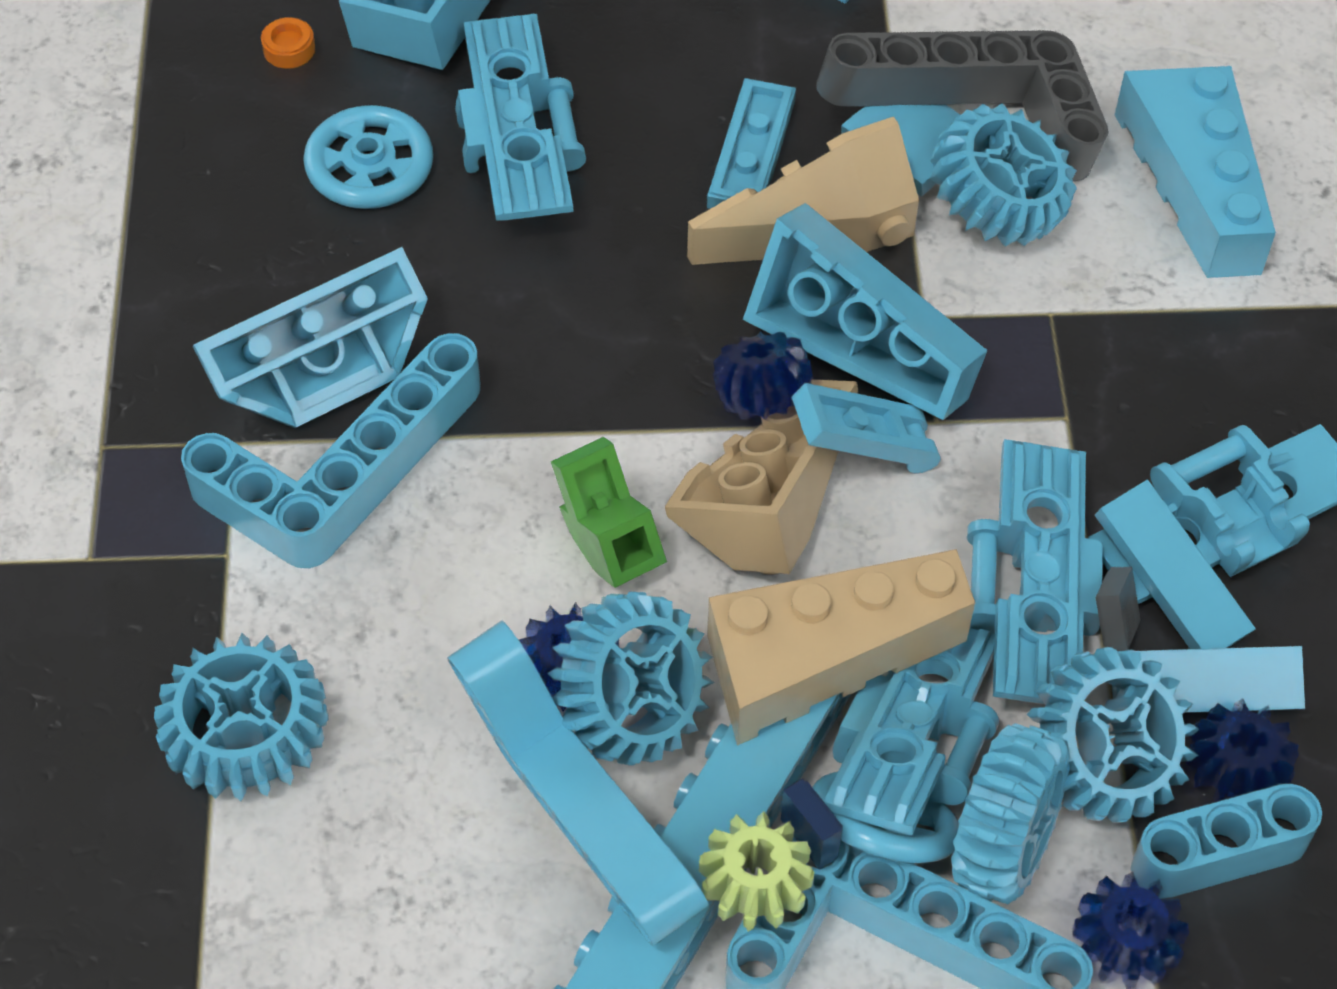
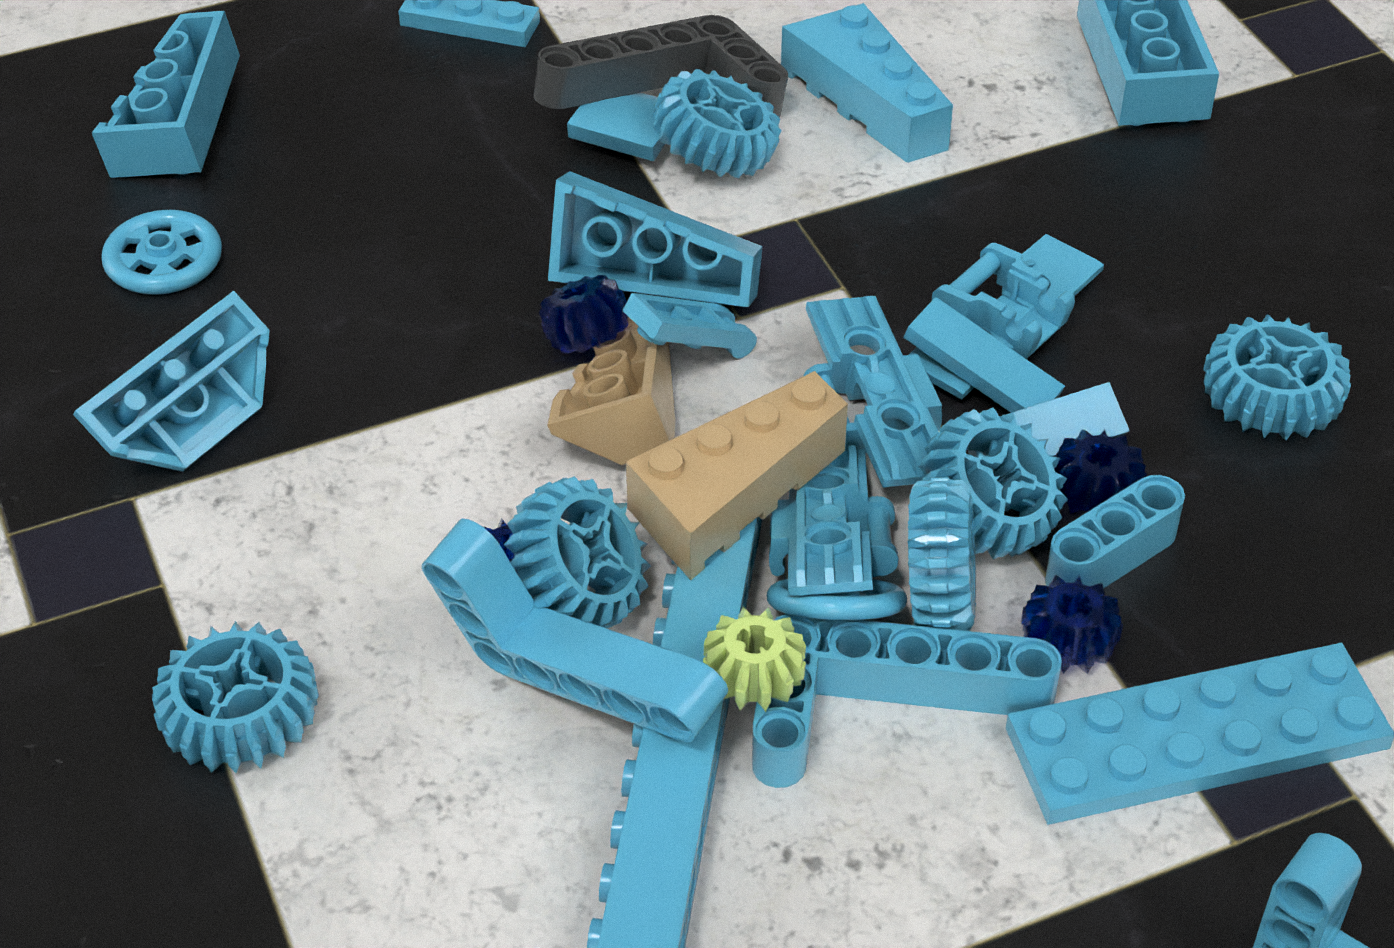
camera: 20 degrees left, 10 degrees down
(288, 43) = (51, 186): orange tile -> none
(438, 382) = (233, 525): medium azure beam -> none
(523, 163) = (309, 216): medium azure piece -> none
(603, 518) = (493, 455): bright green brick -> none
(752, 140) = (495, 164): medium azure tile -> none
(812, 822) = (784, 602): dark blue tile -> none
(856, 186) = (603, 146): tan wedge -> none
(1118, 608) = (950, 392): dark grey tile -> none

